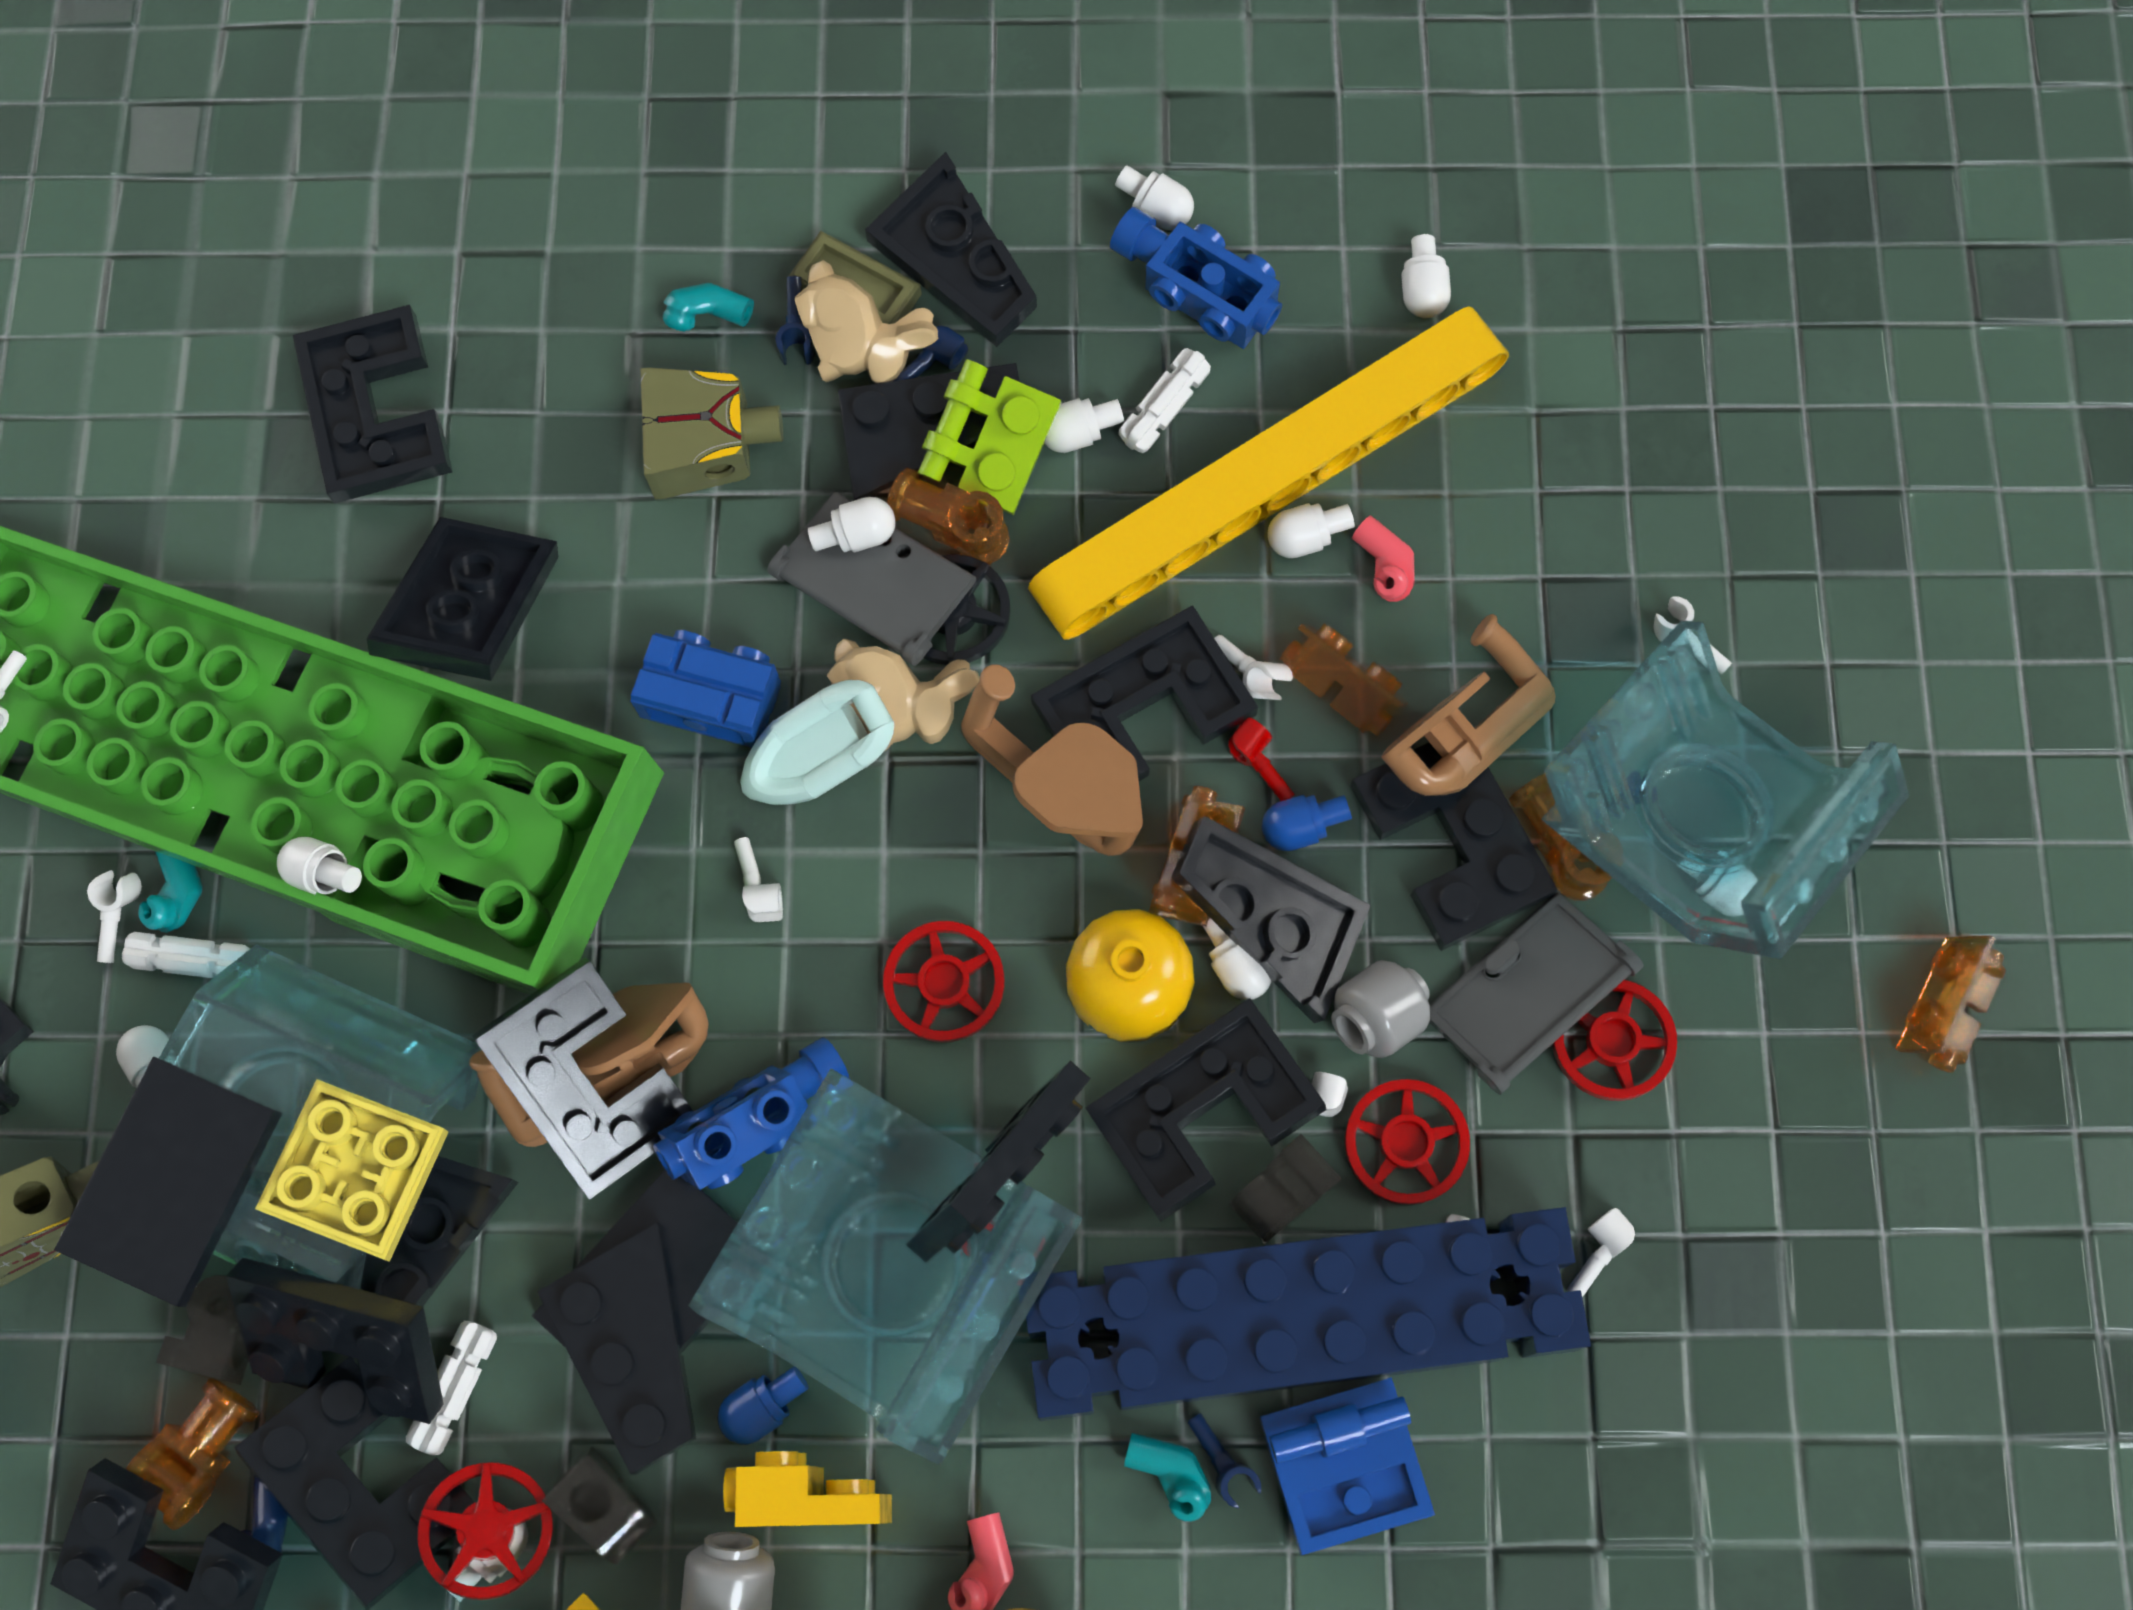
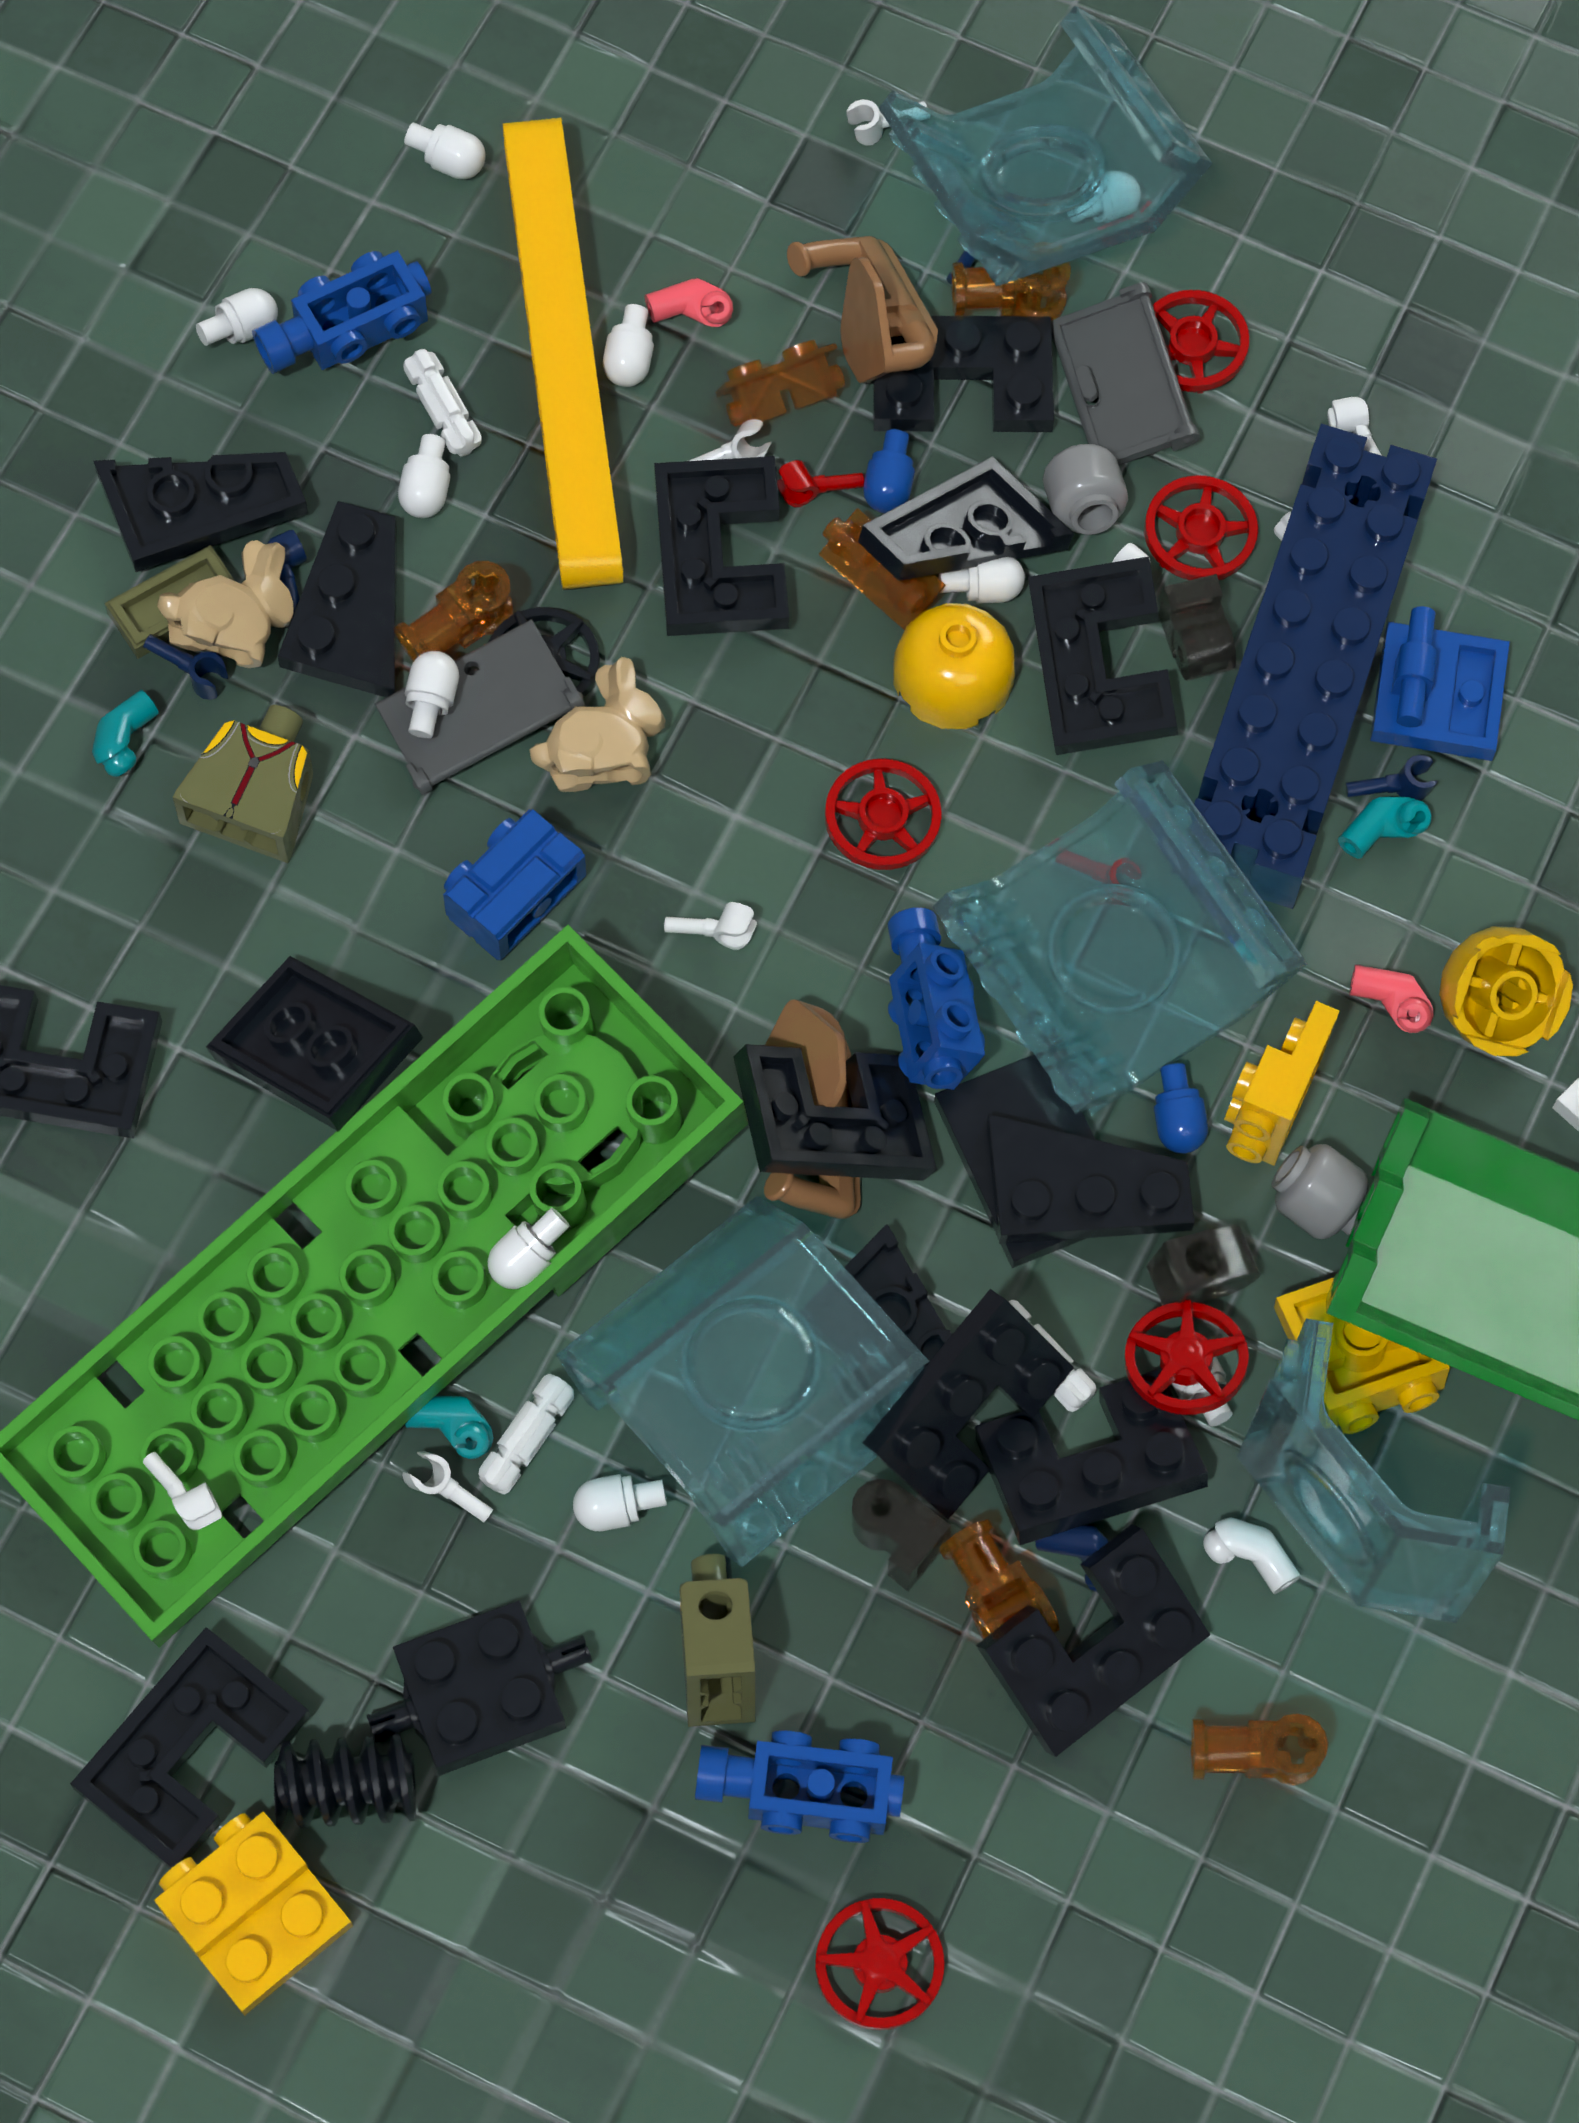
camera: 70 degrees left, 5 degrees down
(168, 1182) = (772, 1459): black tile -> none
(352, 1170) = (838, 1304): light yellow tile -> none
(817, 745) = (622, 811): light aqua piece -> none
(1008, 441) = (416, 535): lime plate -> none
(1008, 1156) = (1070, 782): black plate -> none
(1072, 784) = (772, 616): medium nougat piece -> none
(1961, 975) = (1280, 93): clear orange hinge -> none

